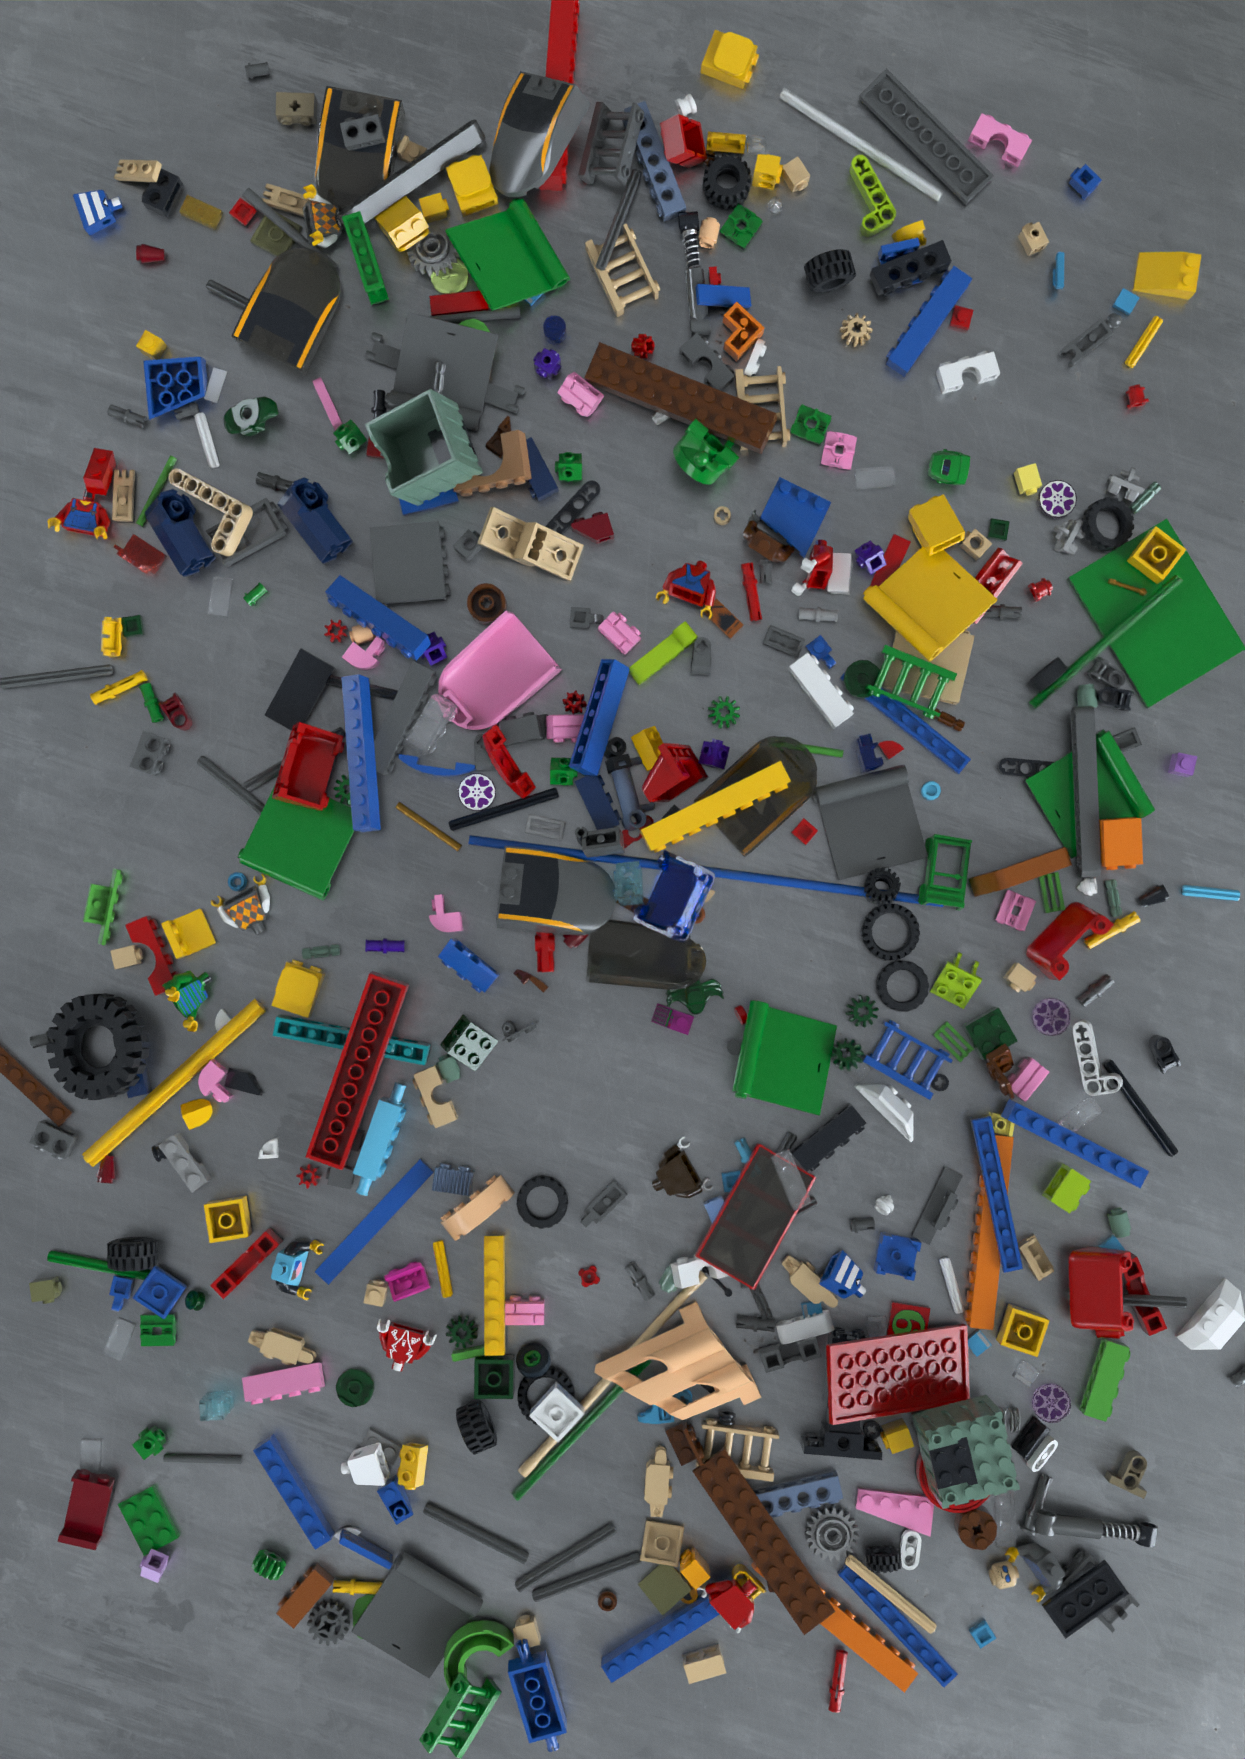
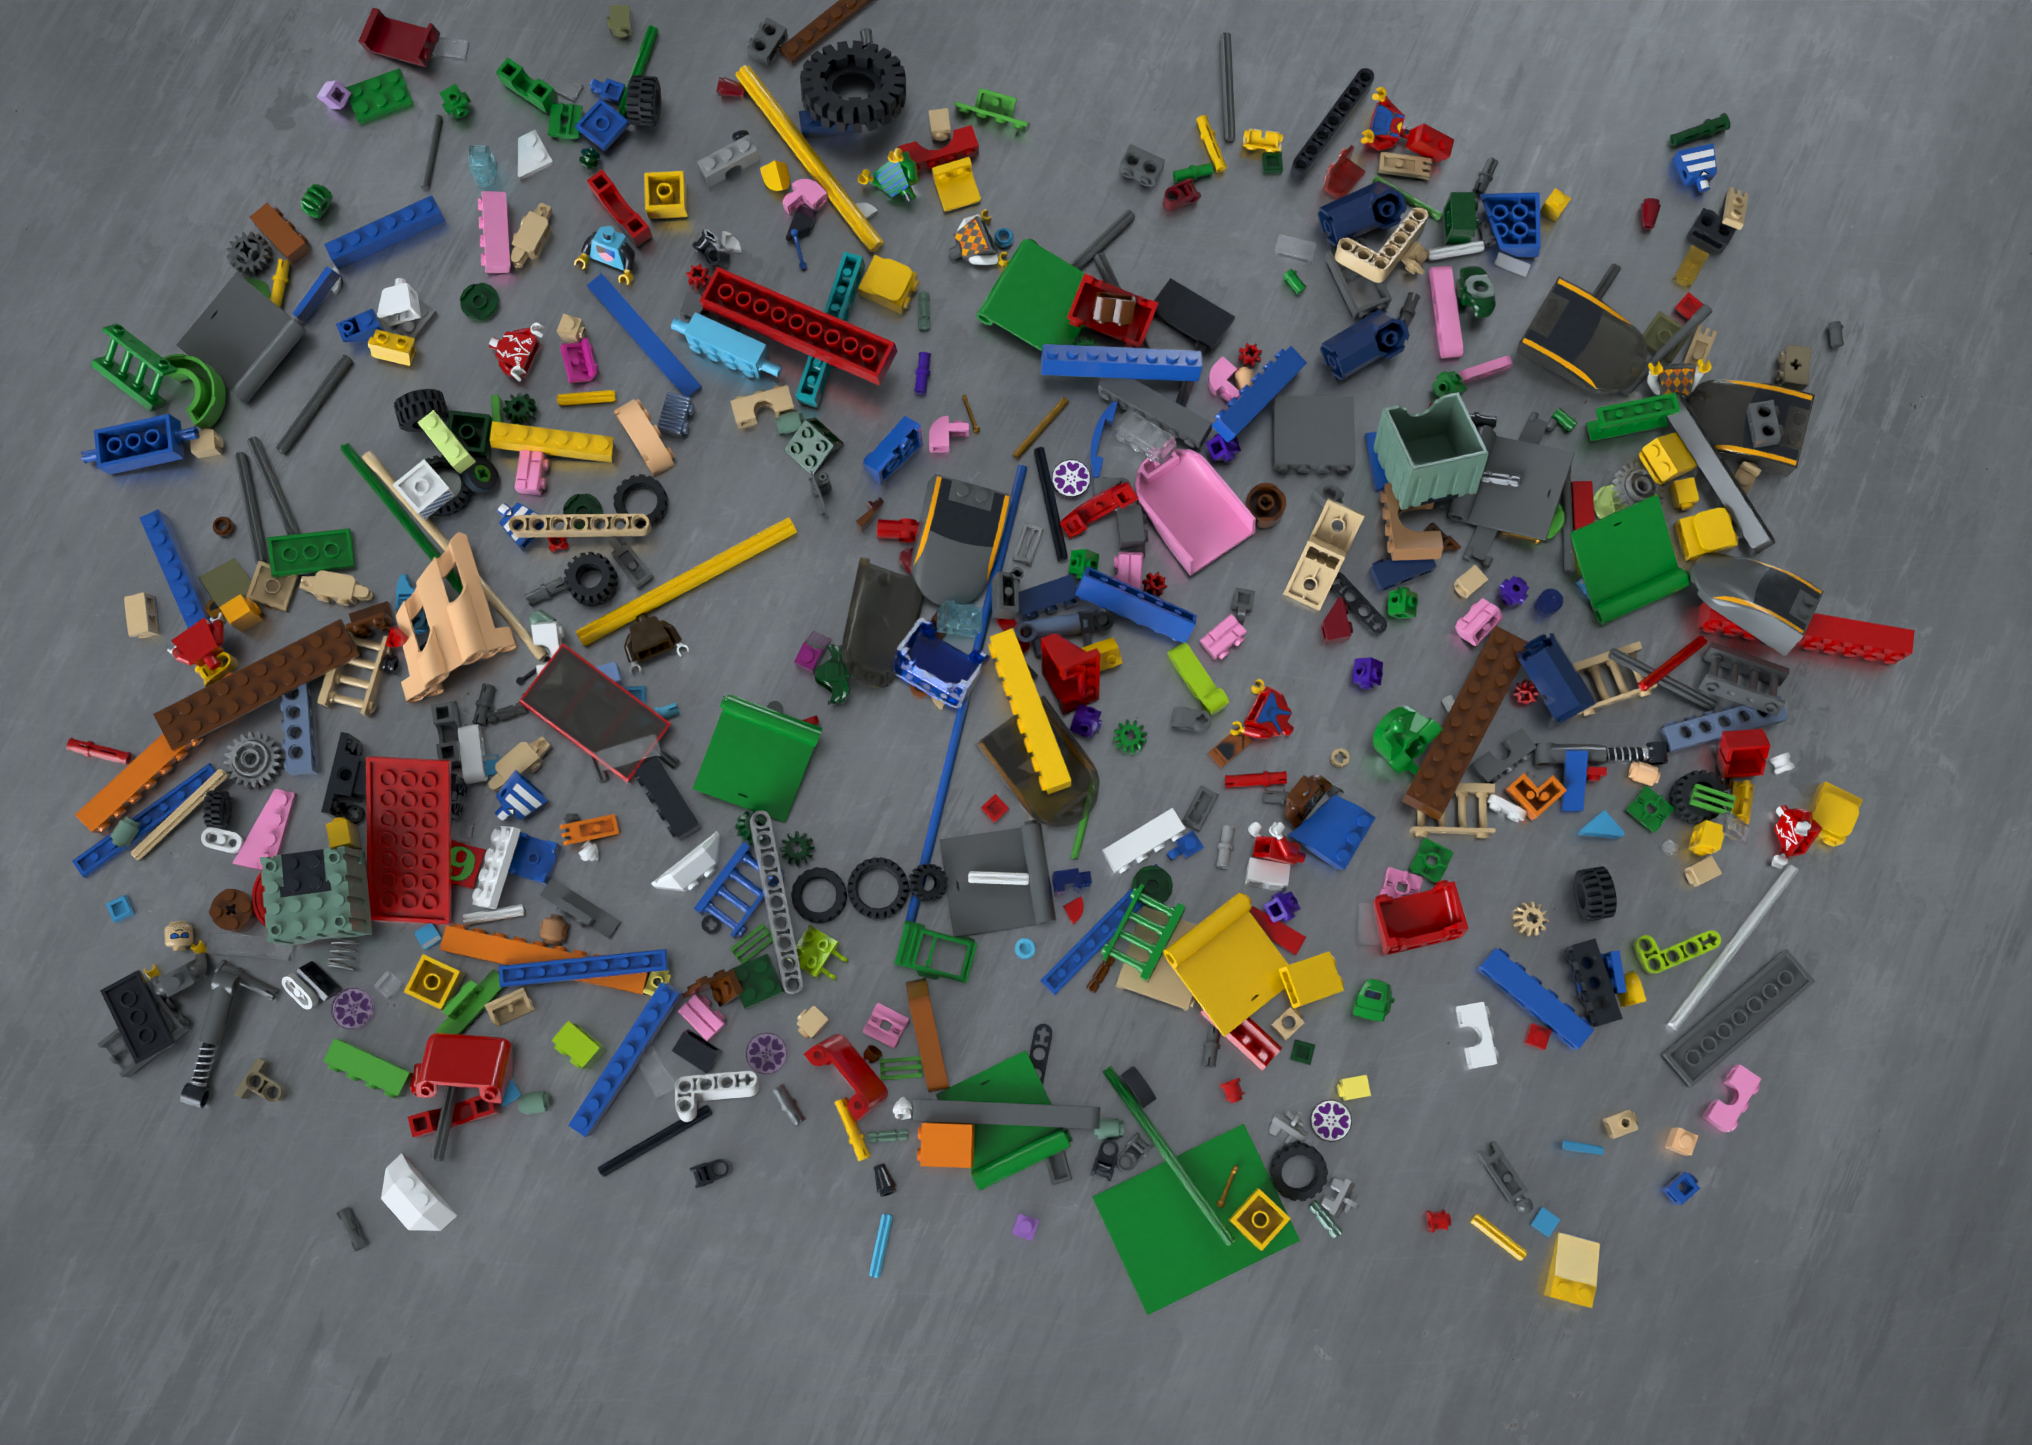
camera: 95 degrees right, 10 degrees down
(54, 201) = (1708, 128): none -> dark green pin
(78, 567) = (1336, 116): none -> black beam
(125, 1374) = (516, 79): none -> green arch
(176, 436) = (1460, 217): none -> dark green brick
(197, 1358) = (532, 155): none -> white wing
(220, 478) = (1415, 258): none -> tan bracket
(272, 445) = (1446, 311): none -> bright pink beam
(278, 1167) = (709, 246): none -> black piece
(285, 1075) = (794, 232): none -> blue hinge
(306, 765) = (1113, 308): none -> reddish brown brick
(370, 325) = (1564, 419): none -> green pin
(435, 888) = (976, 428): none -> pearl gold hinge
(509, 1397) = (446, 442): none -> yellowish green brick
(541, 404) = (1470, 582): none -> tan brick
(558, 1256) = (582, 504): none -> dark green tile
(576, 1314) = (518, 509): none -> blue torso
(581, 1265) = (571, 520): none -> tan beam
(601, 208) = (1672, 663): none -> red axle
(616, 1147) = (686, 581): none -> yellow axle
(625, 1255) = (601, 590): none -> black tyre
(626, 1511) = (311, 552): none -> green tile
(631, 317) = (1555, 677): none -> dark blue brick
(640, 494) = (1367, 672): none -> dark purple brick
(704, 1416) = (396, 638): none -> red tile
(736, 151) = (1729, 805): none -> bright green tile
(753, 90) = (1795, 833): none -> red torso
(762, 270) = (1602, 826): none -> dark azure slope
(865, 1206) = (590, 829): none -> orange hinge
(868, 430) = (1420, 918): none -> red windscreen
(870, 822) = (998, 878): none -> white axle
(910, 1289) = (496, 867): none -> white plate
(914, 1642) = (125, 832): none -> sand green brick
(927, 1019) = (778, 891): none -> light grey beam
(961, 1227) = (553, 930): none -> medium nougat head
(1038, 1295) = (469, 1003): none -> bright green bracket
(1042, 919) = (872, 1053): none -> reddish brown hinge
(1043, 183) = (1681, 1141): none -> light nougat brick
(1058, 1080) = (697, 1051): none -> black hinge

